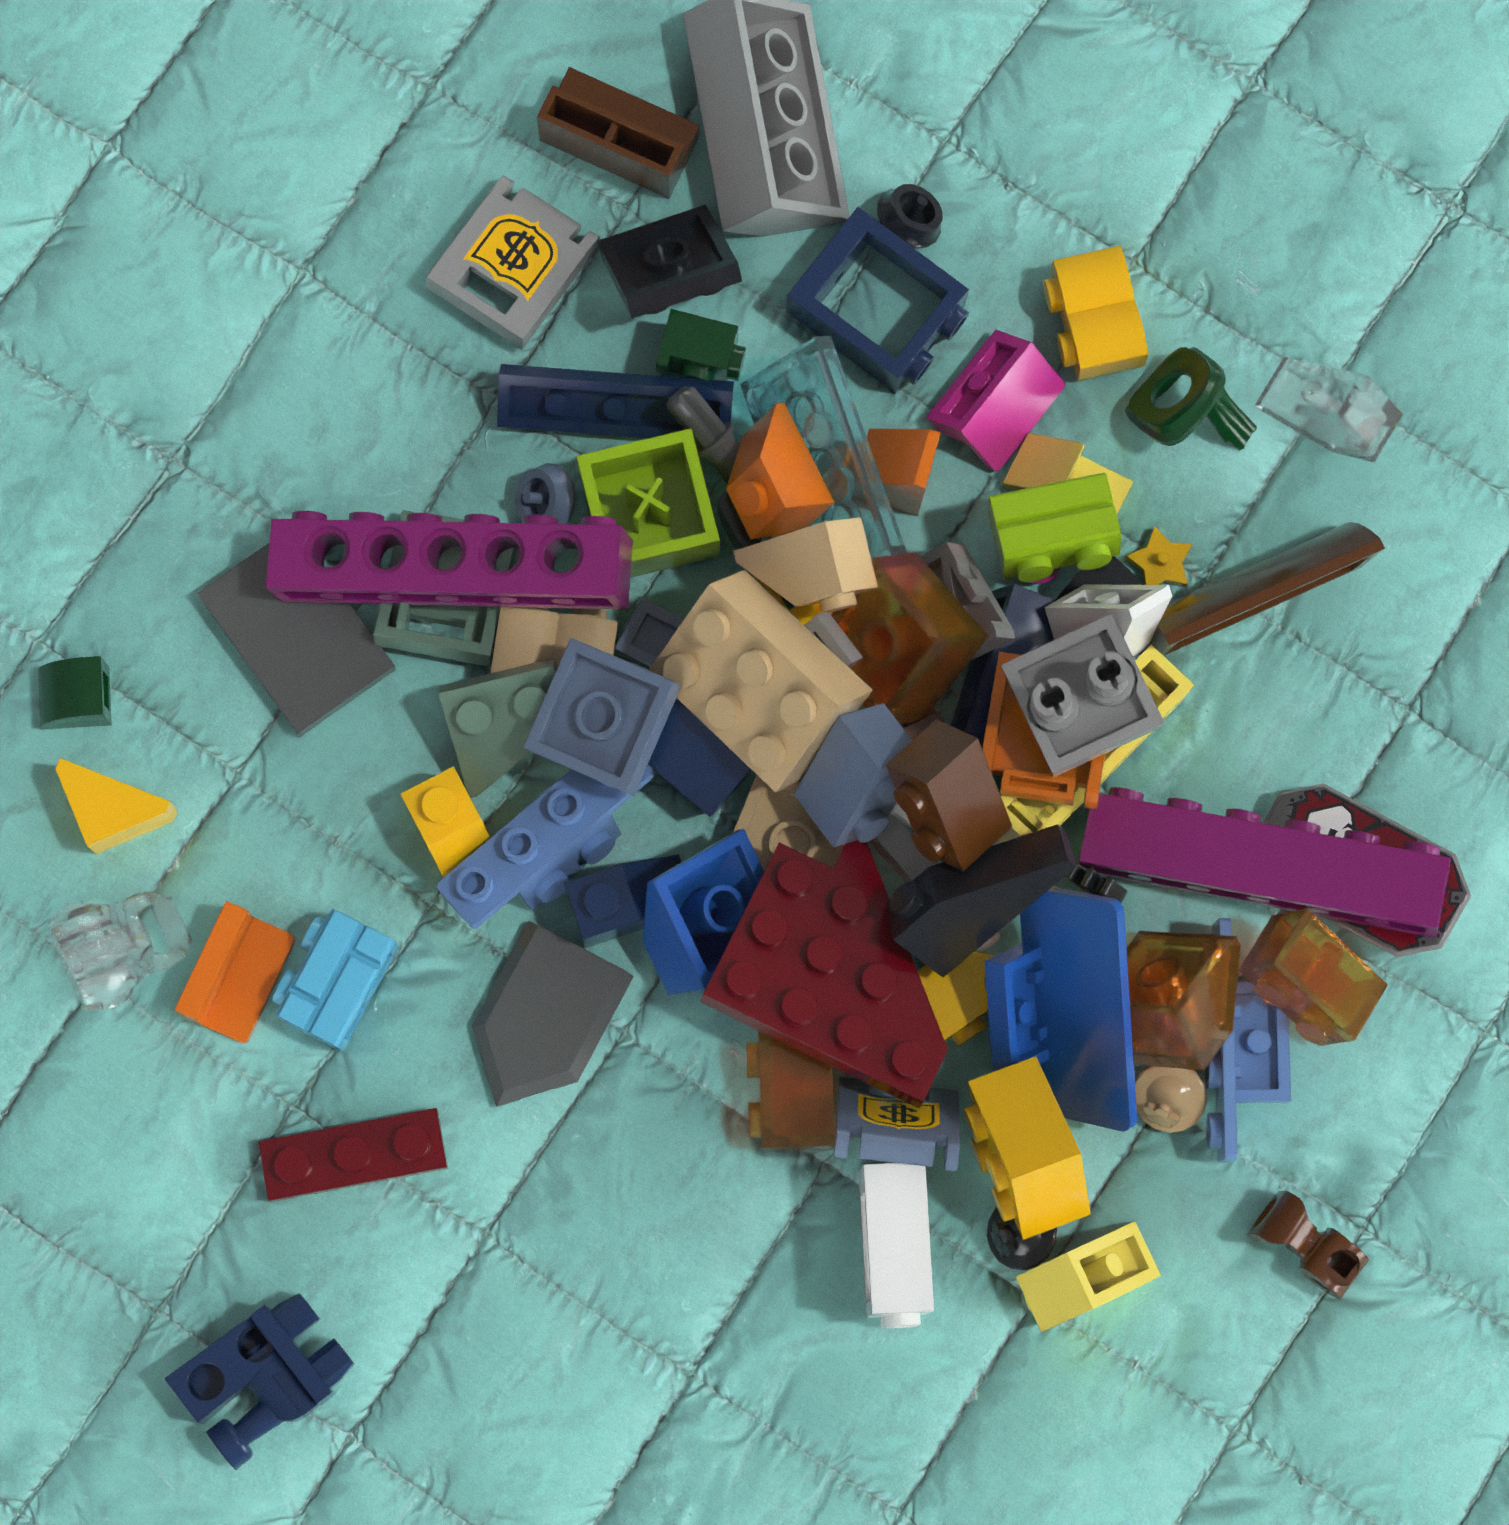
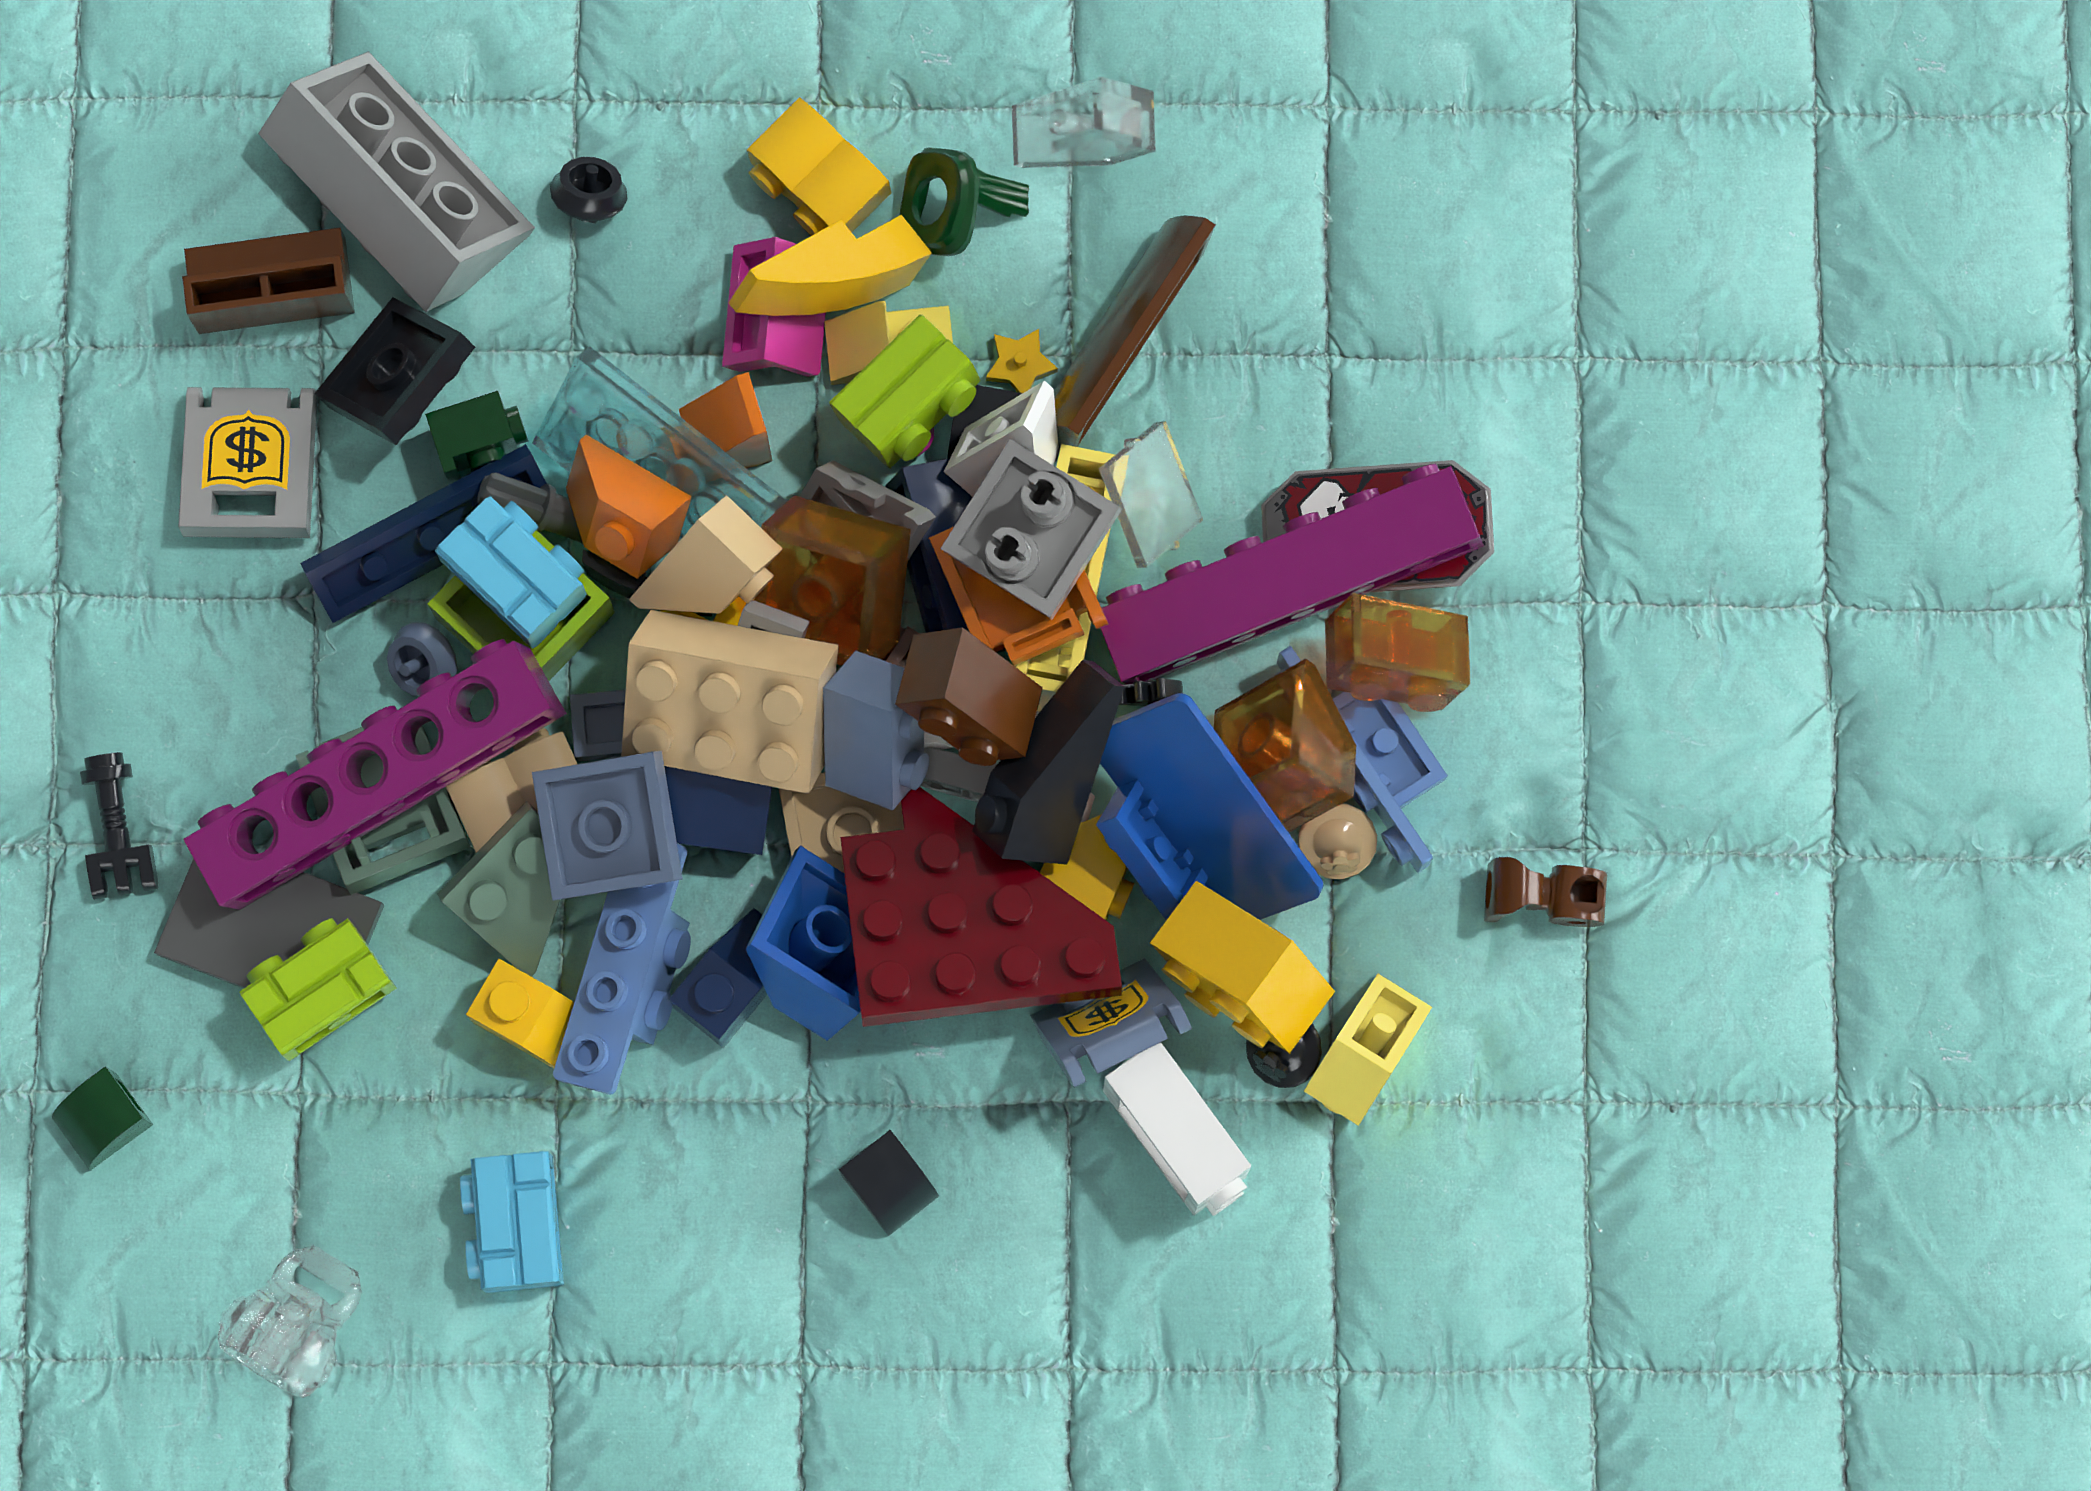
camera: 30 degrees left, 0 degrees up
(110, 809) = (204, 1200): yellow slope -> none
(219, 503) = (106, 773): none -> black hinge
(235, 974) = (419, 1276): orange panel -> none
(300, 698) = (316, 987): none -> lime brick
(353, 1155) = (634, 1371): dark red plate -> none
(545, 1015) = (727, 1131): dark grey tile -> none
(644, 1137) = (889, 1182): none -> black brick
(657, 471) = (512, 570): none -> medium azure brick
(793, 1098) = (1000, 1059): clear orange brick -> none
(807, 295) = (542, 326): dark blue window -> none
(1059, 397) = (833, 271): none -> yellow slope
(1197, 729) = (1153, 494): none -> clear piece

